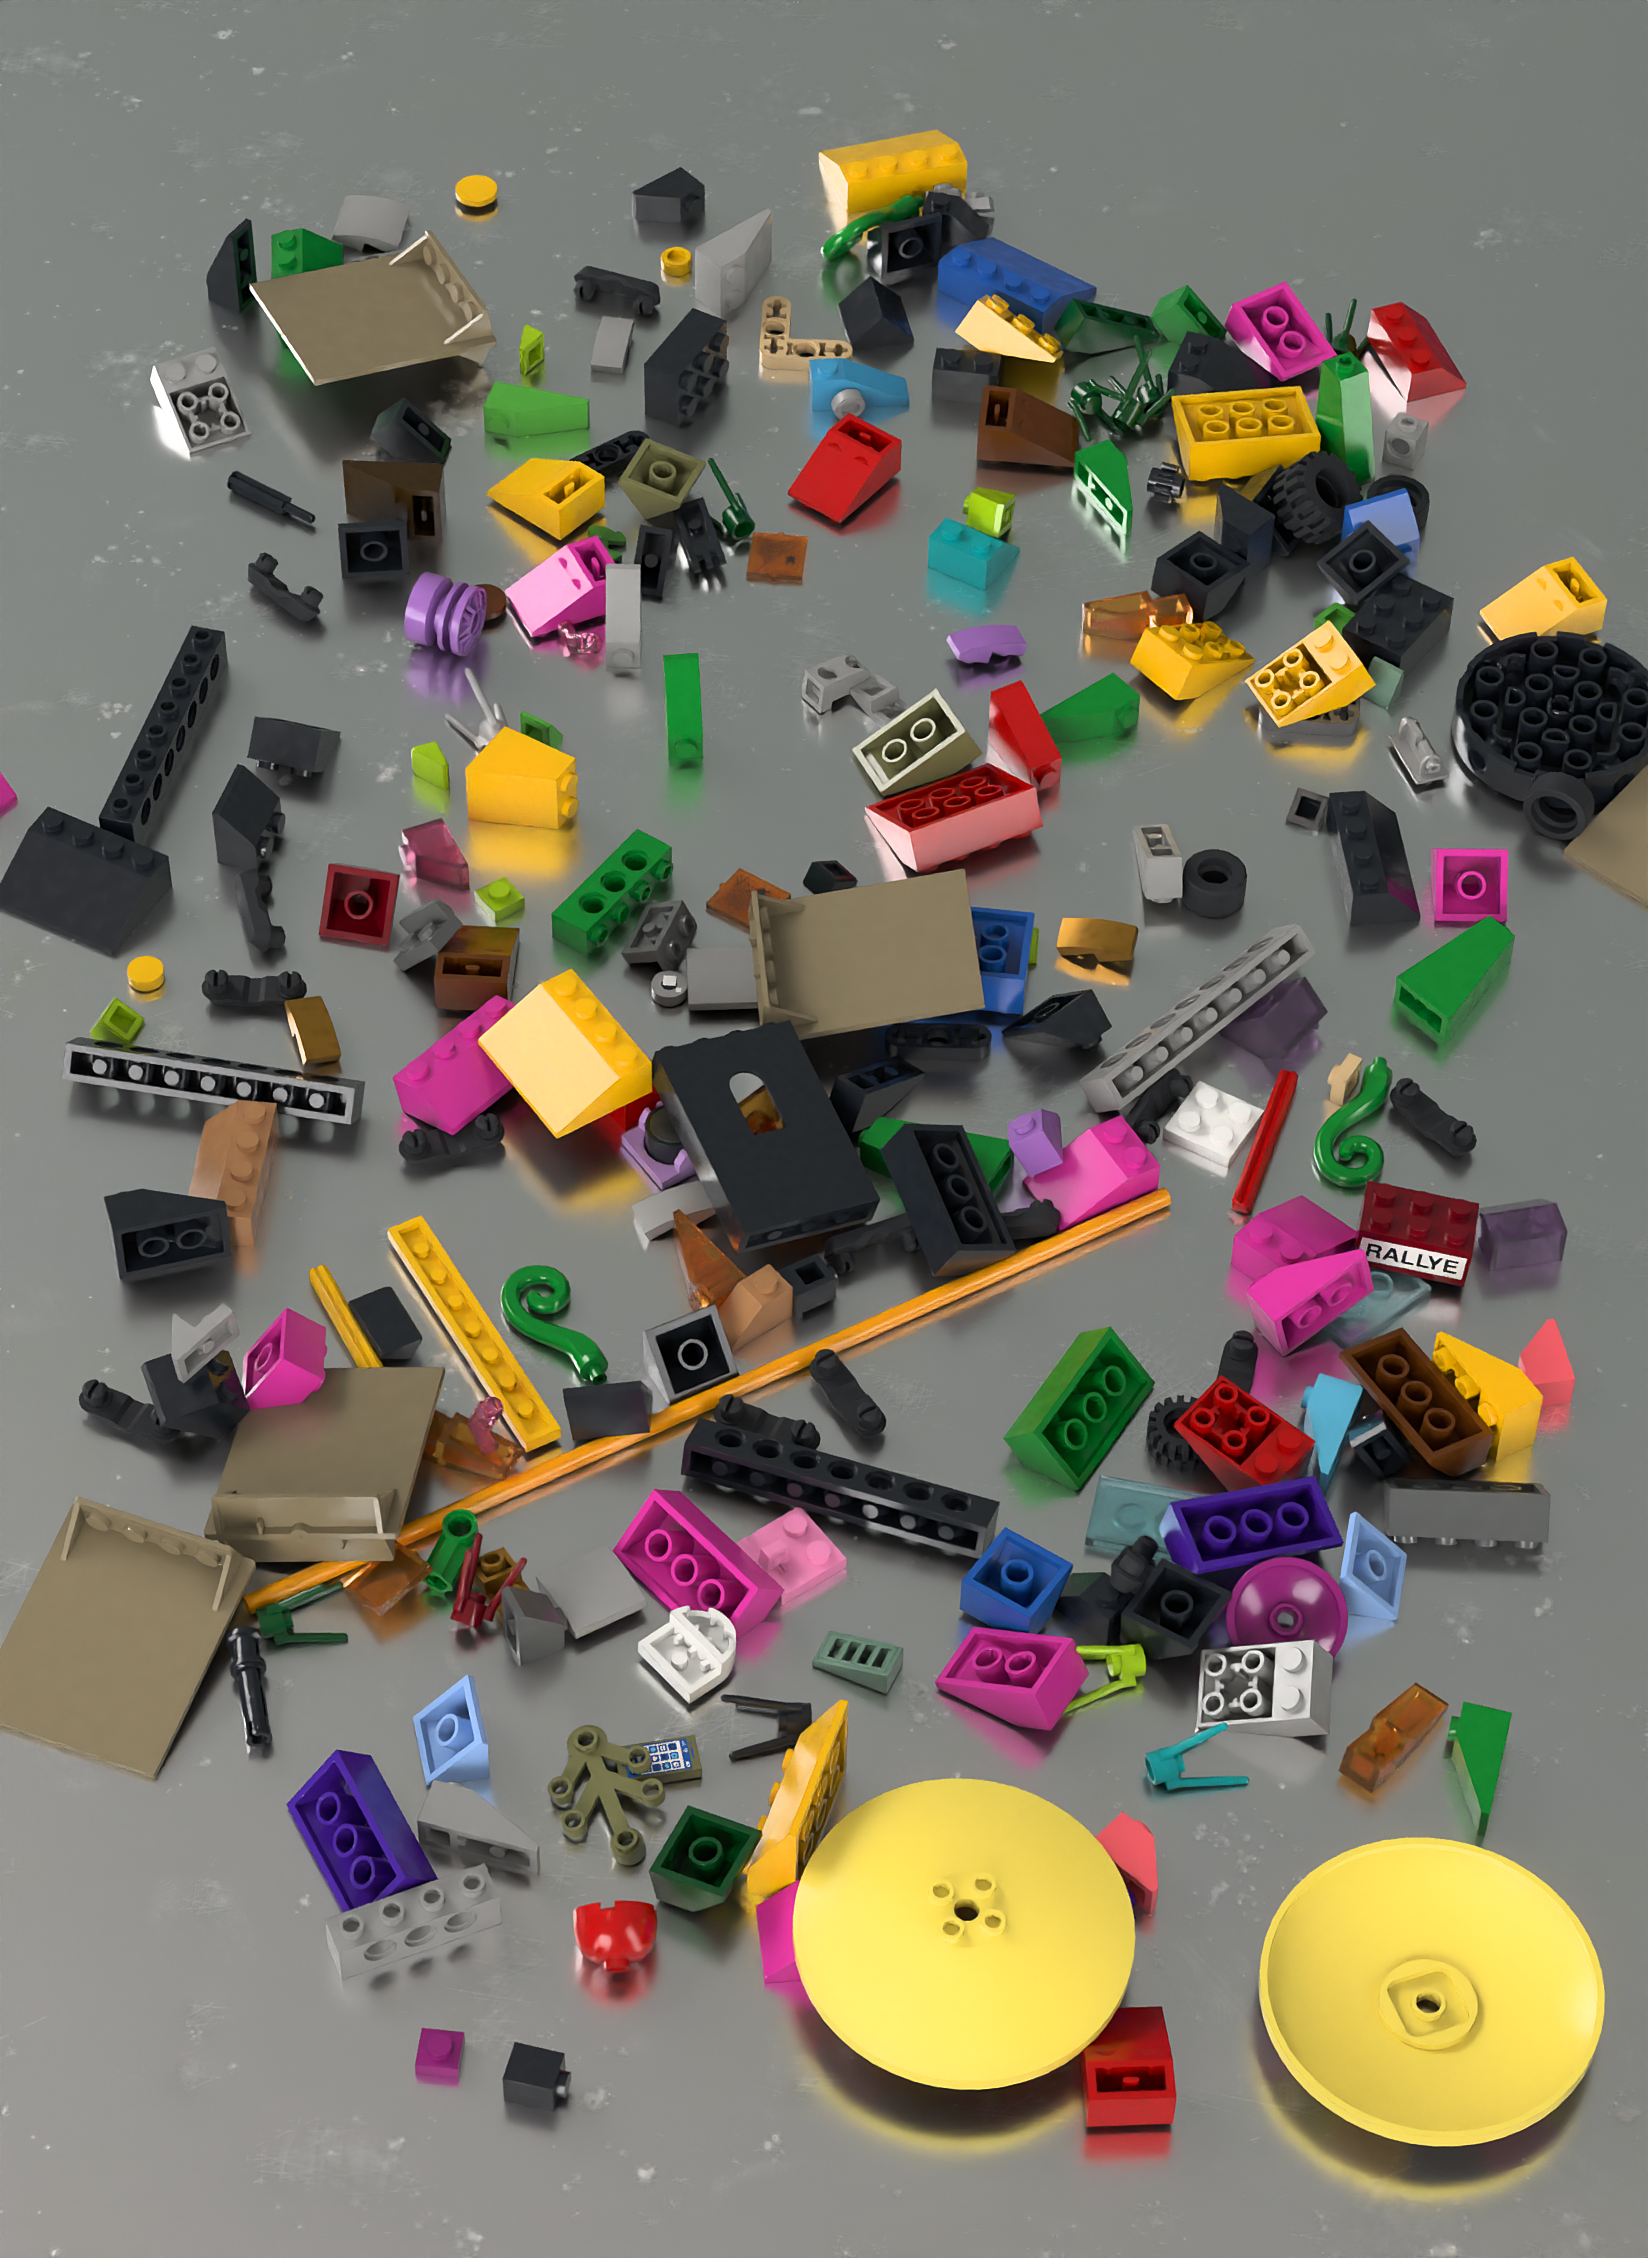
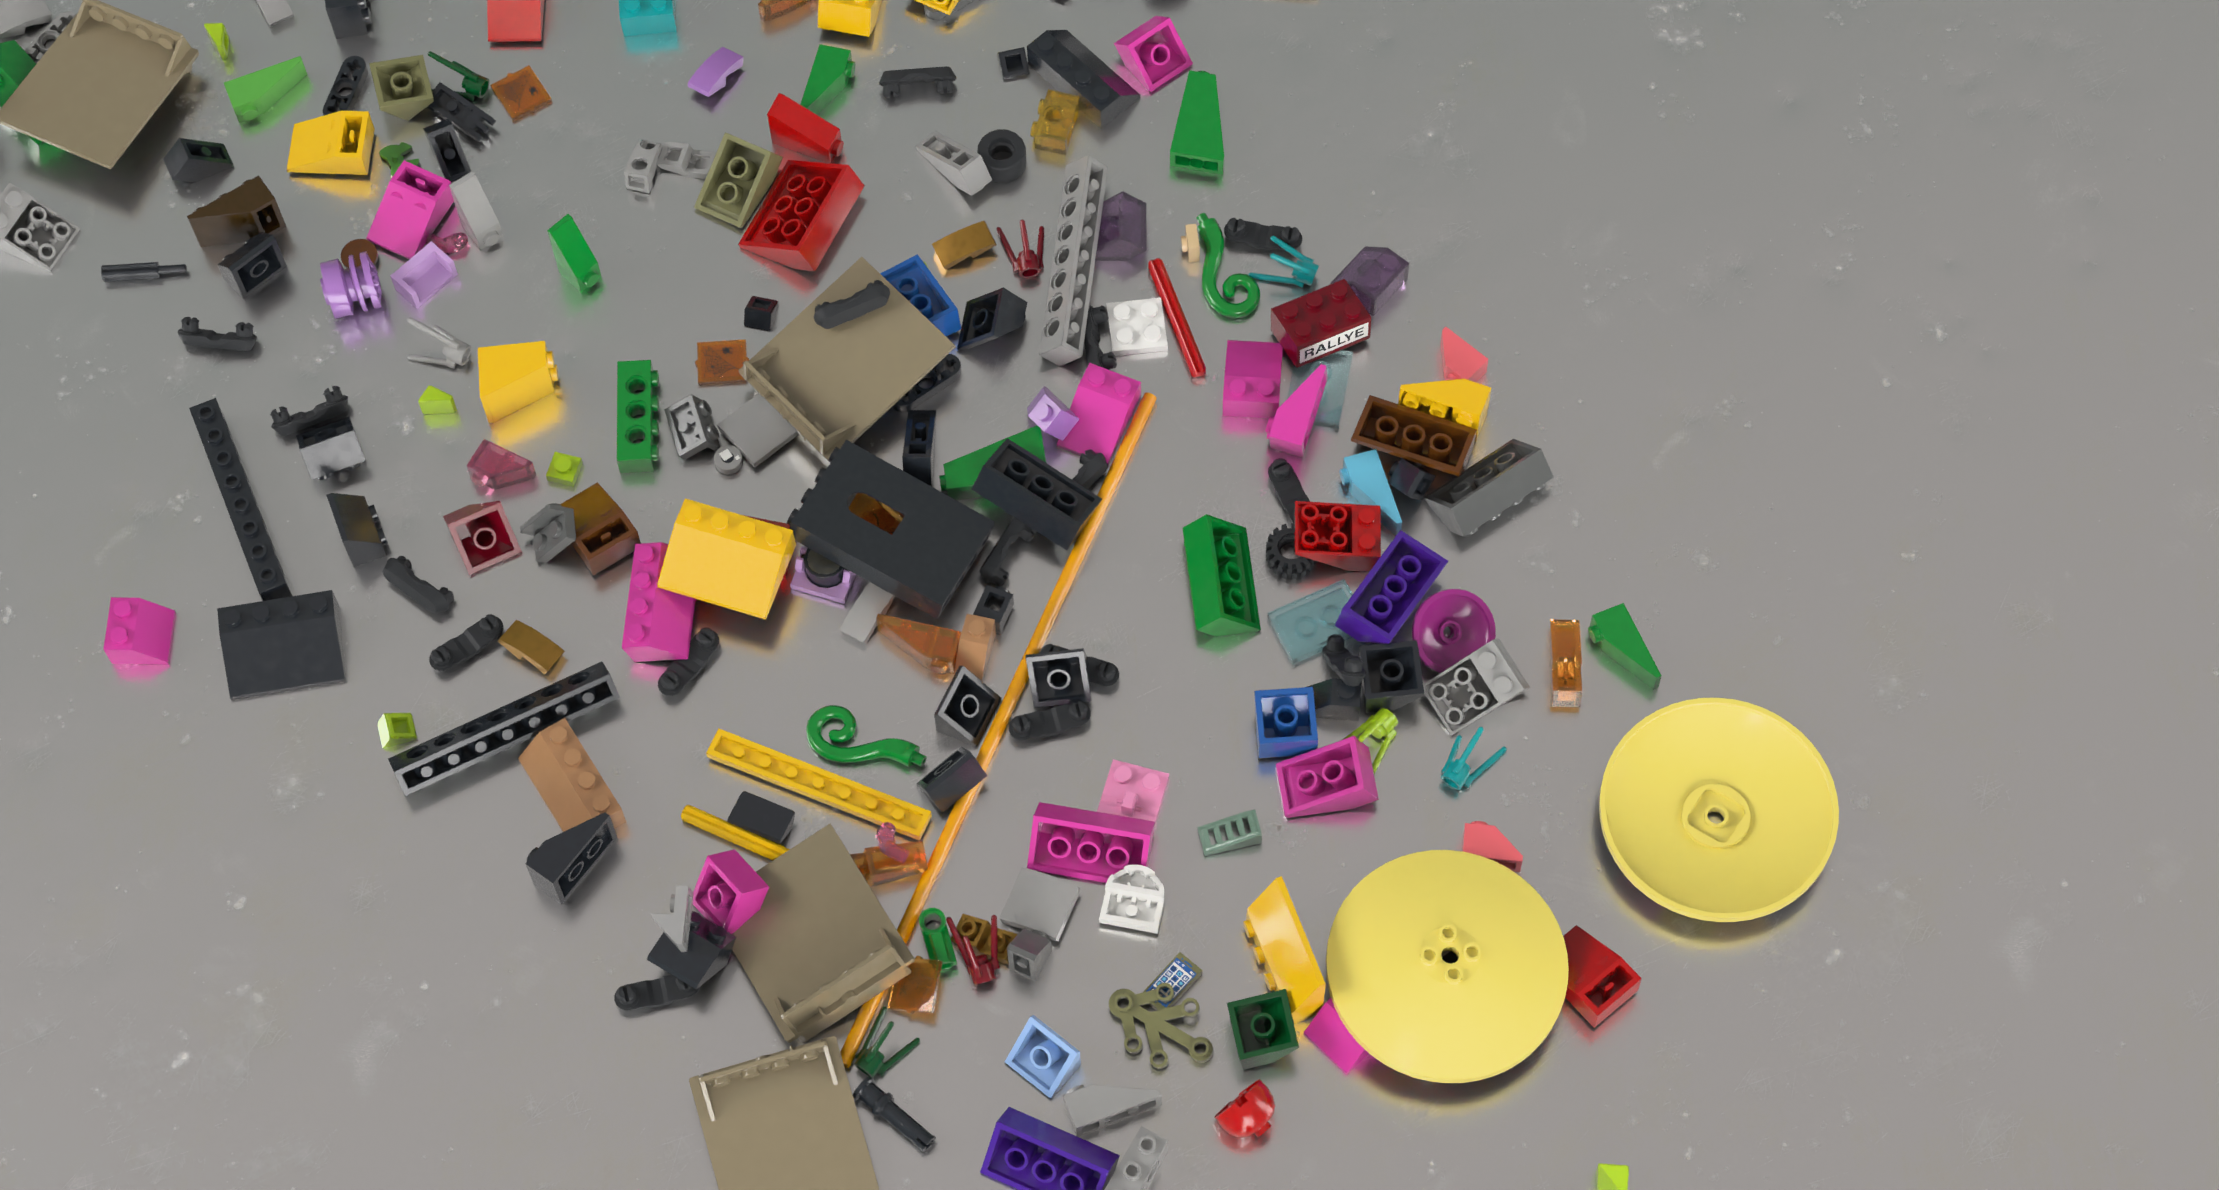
camera: 35 degrees left, 15 degrees up
(145, 973) = (383, 680): yellow tile -> none
(335, 711) = (287, 424): none -> black piece
(527, 651) = (424, 275): none -> lavender panel
(539, 729) = (483, 330): bright green slope -> none
(791, 1718) = (1225, 901): black plant -> none
(811, 1384) = (1059, 677): none -> black slope
(840, 1488) = (1129, 731): black brick -> none
(911, 905) = (843, 310): none -> black piece
(1150, 994) = (1028, 263): none -> dark red plant
(1218, 776) = (893, 78): none -> black piece
(1302, 886) = (1055, 107): none -> clear yellow brick
(1371, 1571) = (1469, 566): light blue slope -> none
(1446, 1178) = (1303, 270): none -> teal plant

